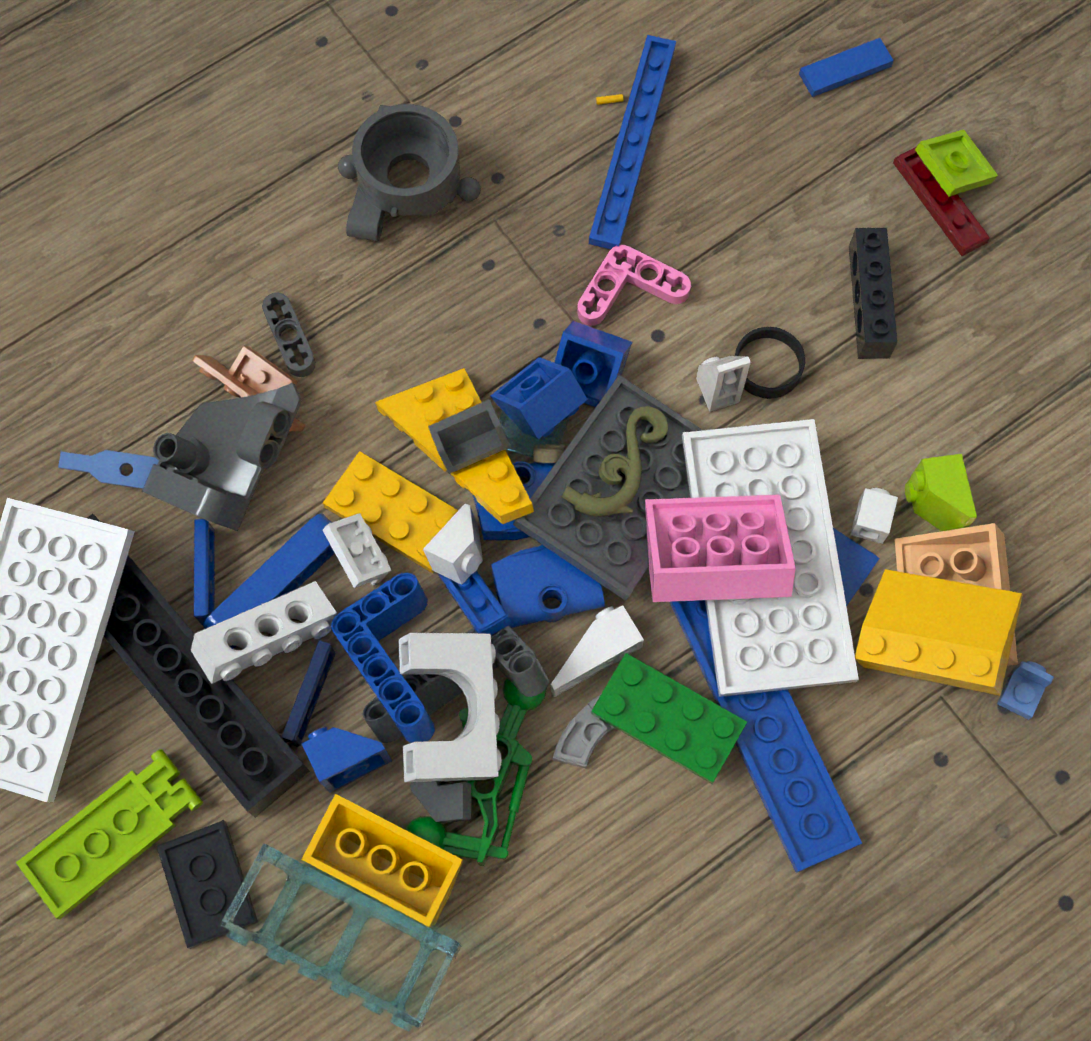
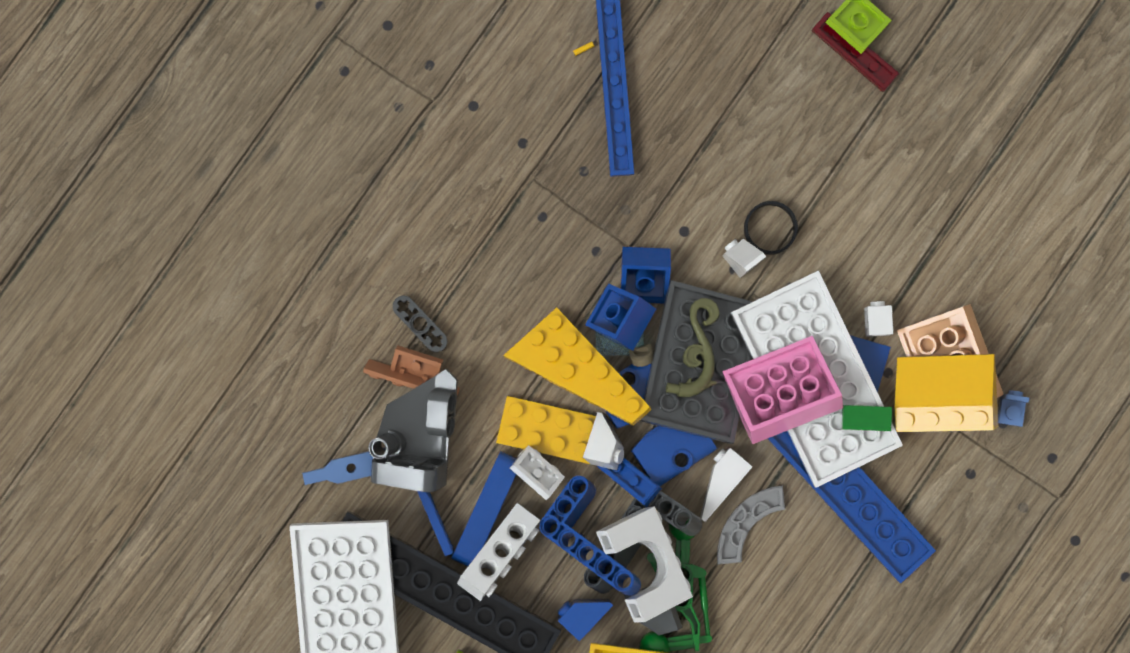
camera: 25 degrees left, 15 degrees up
(308, 694) = (541, 579): dark blue tile -> none
(394, 136) = (437, 146): dark grey piece -> none
(469, 436) = (588, 371): dark grey panel -> none
(623, 273) = (641, 195): bright pink beam -> none
(669, 718) = (786, 512): green plate -> none
(819, 623) = (866, 418): none -> green tile
(872, 293) = (828, 149): black brick -> none
(942, 492) = (921, 293): lime slope -> none

